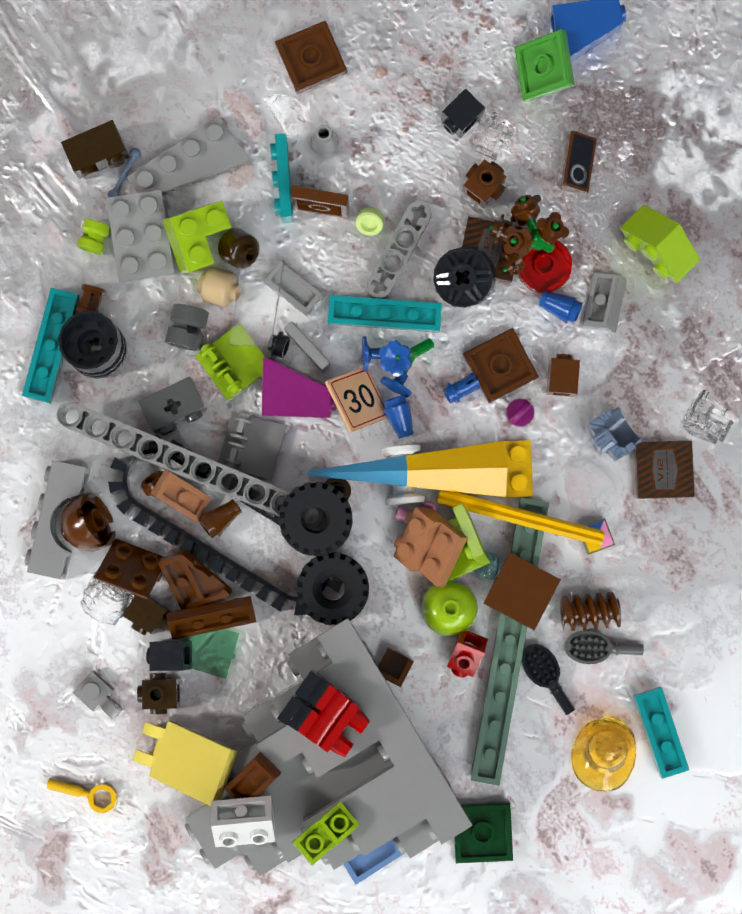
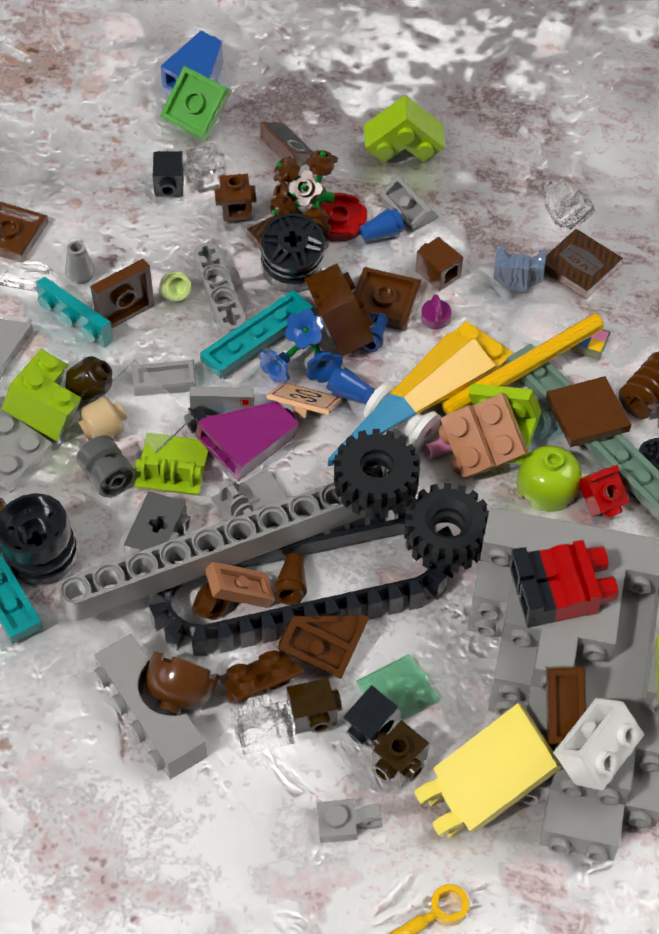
camera: 50 degrees left, 30 degrees down
(211, 617) = (372, 654): reddish brown plate -> none
(449, 353) = (341, 309): none -> reddish brown wedge

